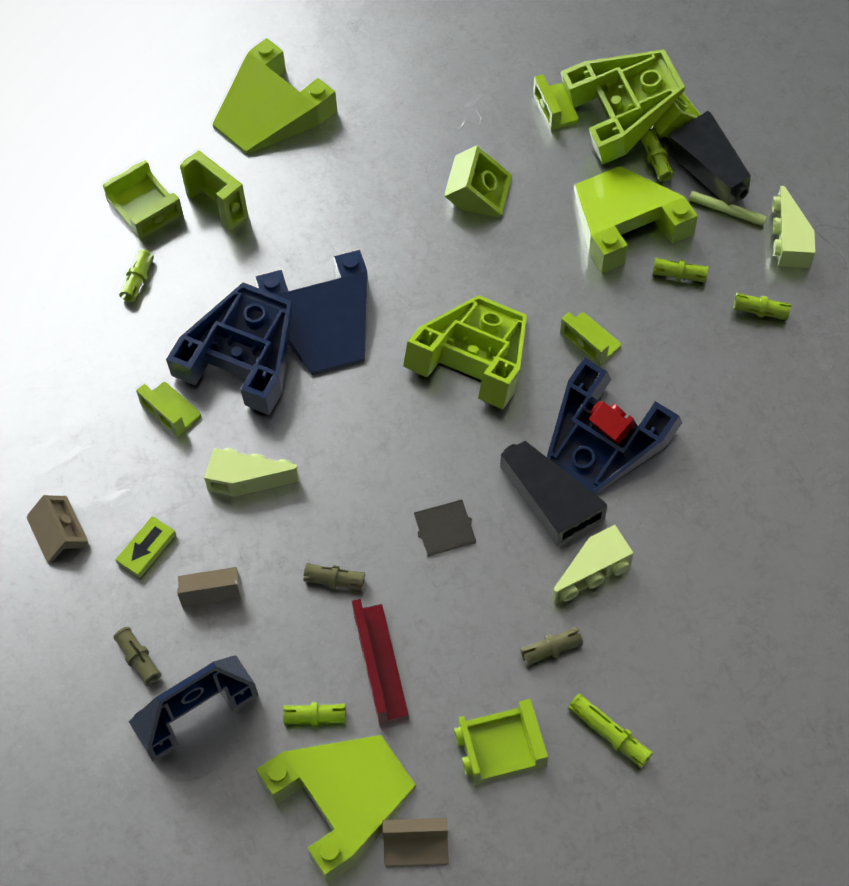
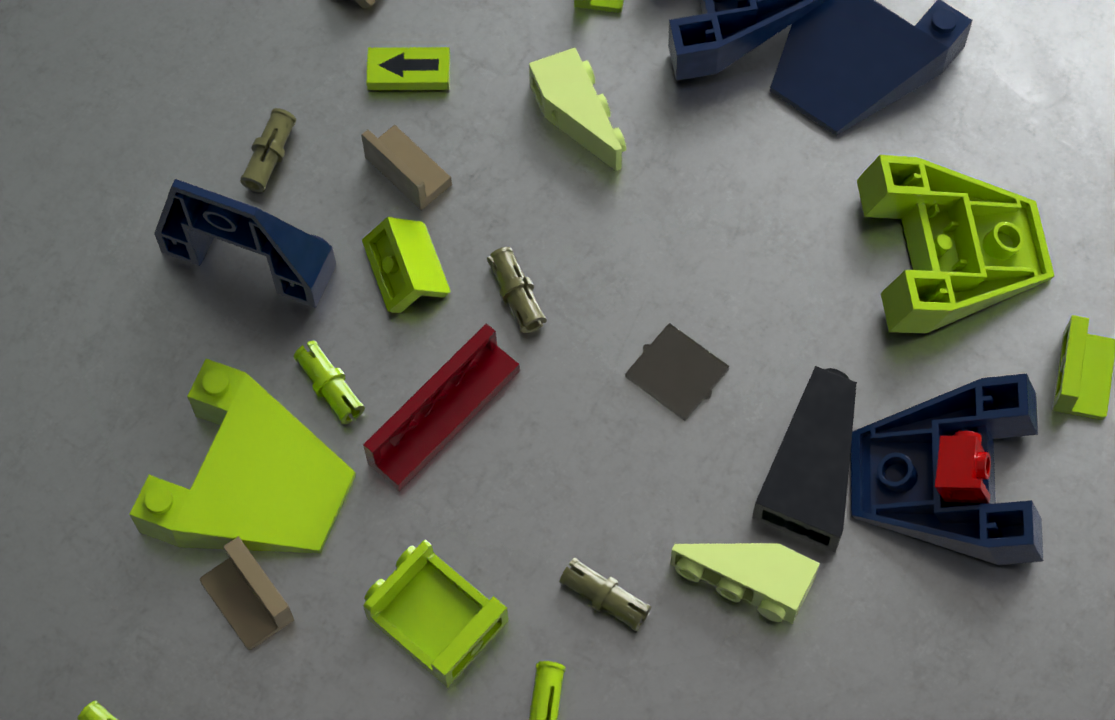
camera: 55 degrees right, 5 degrees up
(271, 627) = (404, 263): none -> lime panel

